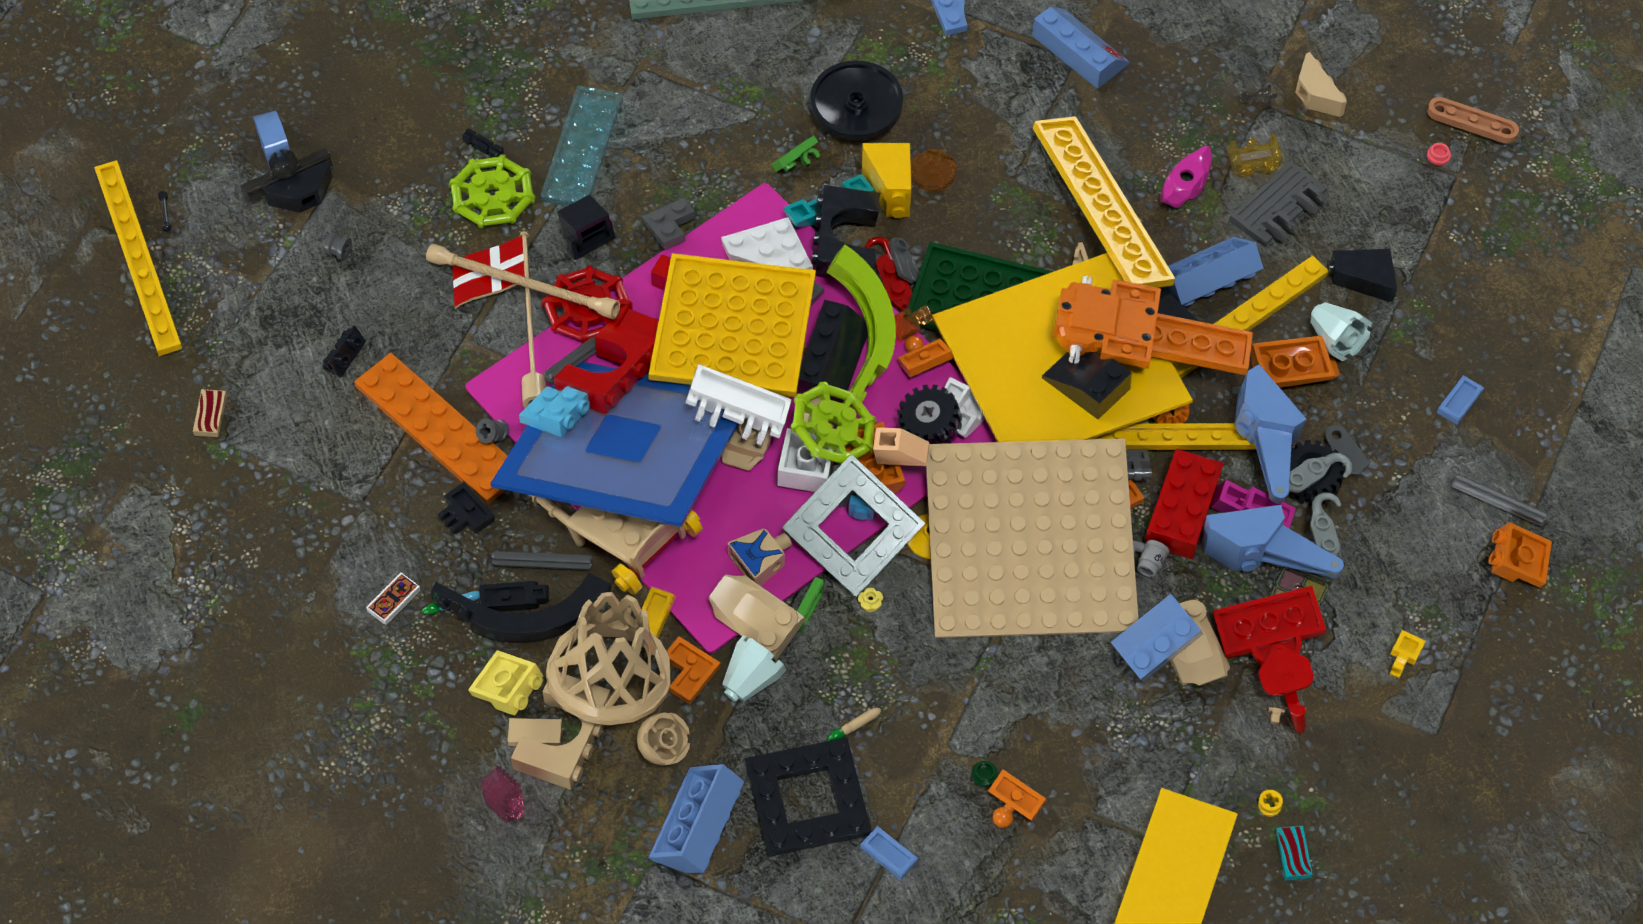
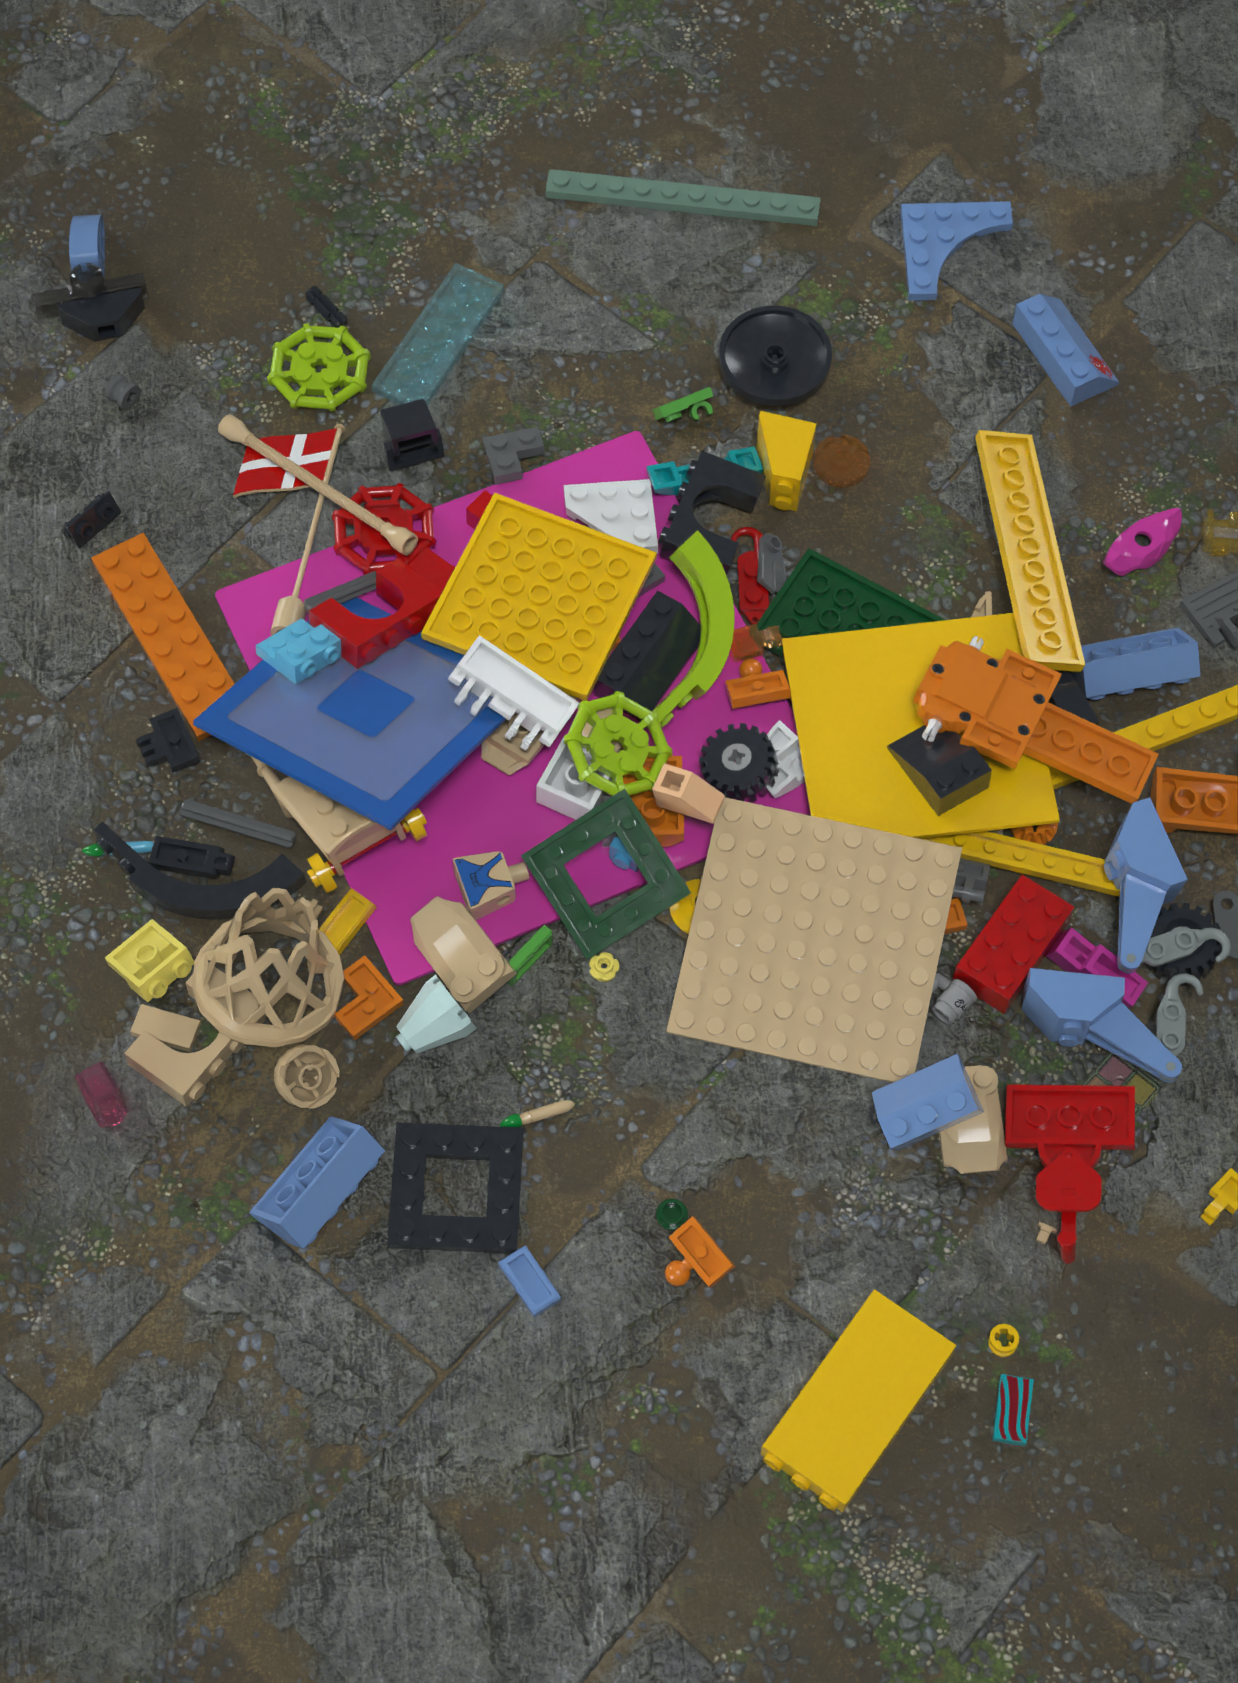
camera: 15 degrees right, 5 degrees up
(393, 598) = (55, 827): tile -> none
(492, 430) = (227, 654): dark grey bush -> none

